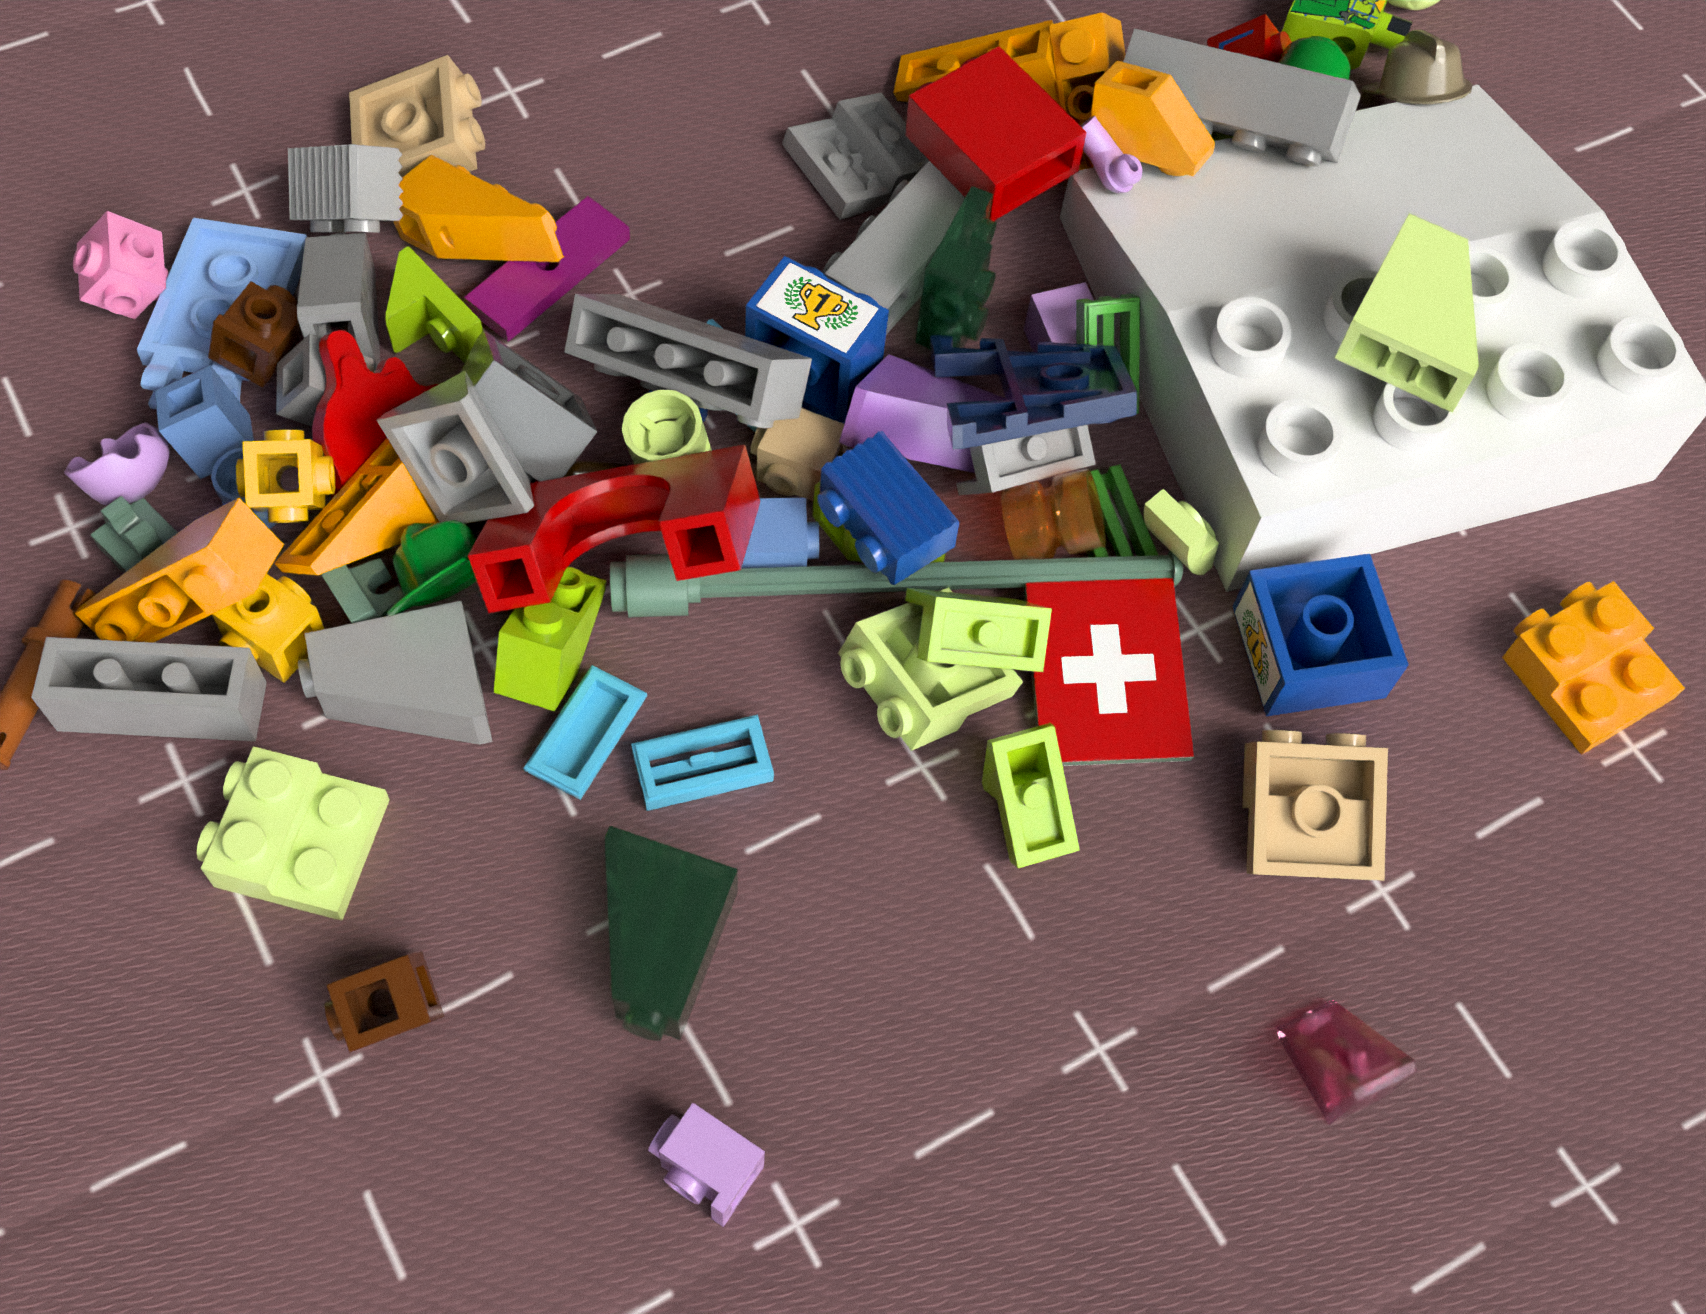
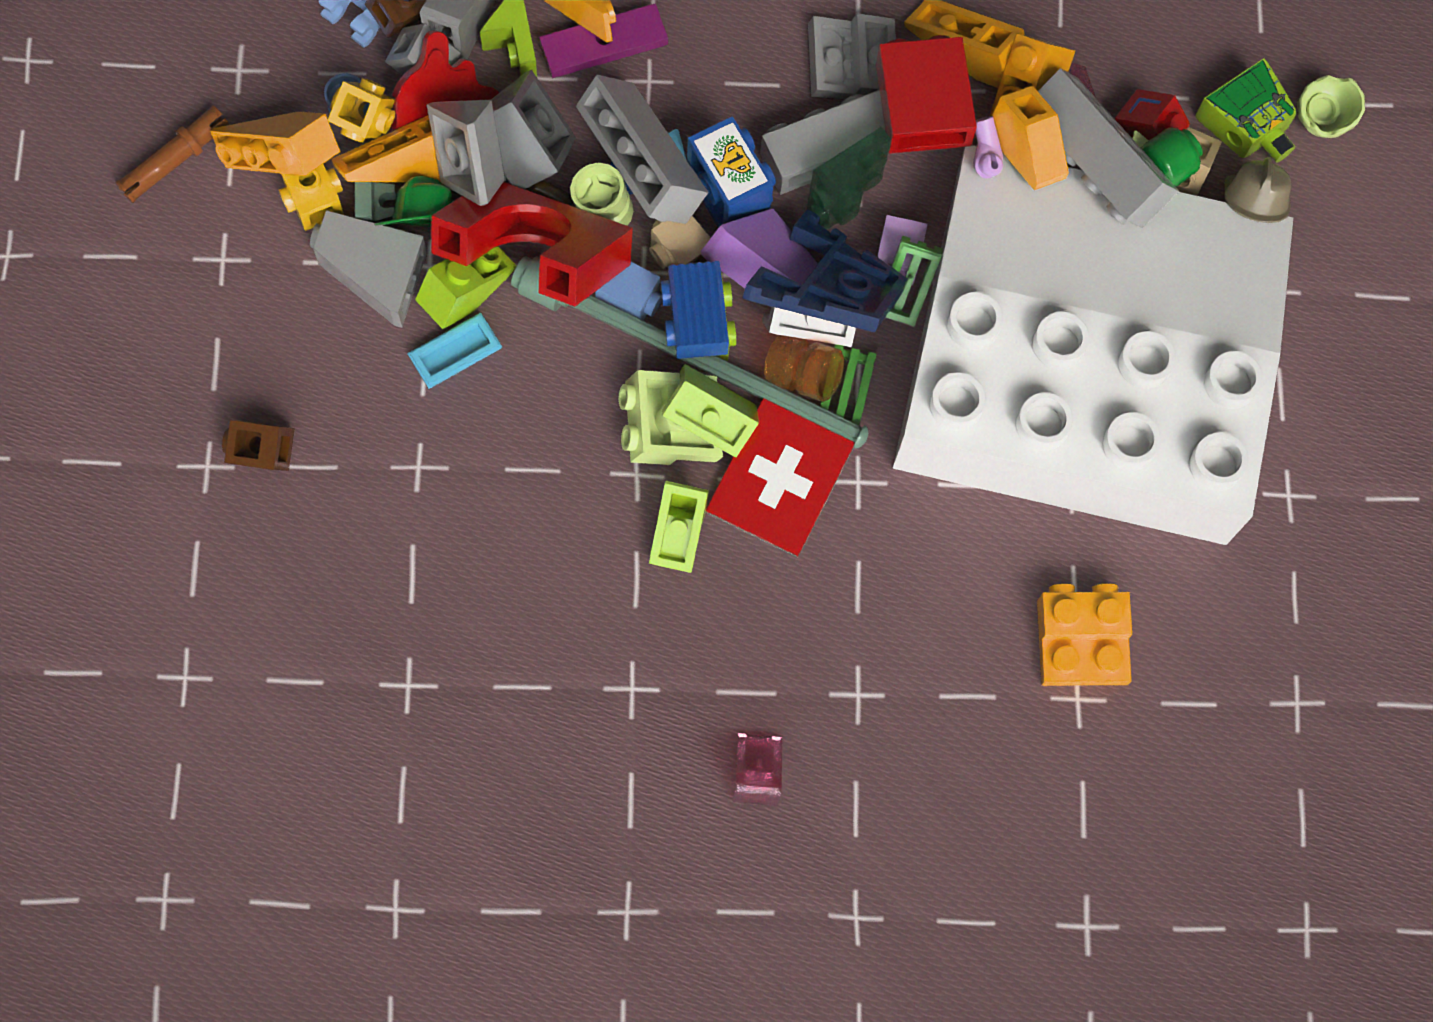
camera: 30 degrees right, 10 degrees up
(127, 466) = (283, 52): lavender hair -> none
(131, 532) = (269, 95): sand green tile -> none
(150, 689) = (227, 199): light grey brick -> none
(202, 419) = (341, 45): medium blue brick -> none
(291, 833) = (262, 323): yellowish green plate -> none
(662, 929) = (426, 488): clear green slope -> none
(707, 1161) = (377, 625): lavender brick -> none
(708, 784) = (506, 419): medium azure tile -> none
(1182, 531) = (873, 420): yellowish green slope -> none
(1315, 806) = (843, 624): tan plate -> none
(1319, 634) = (916, 524): blue brick -> none
(1418, 317) = (1073, 359): yellowish green slope -> none

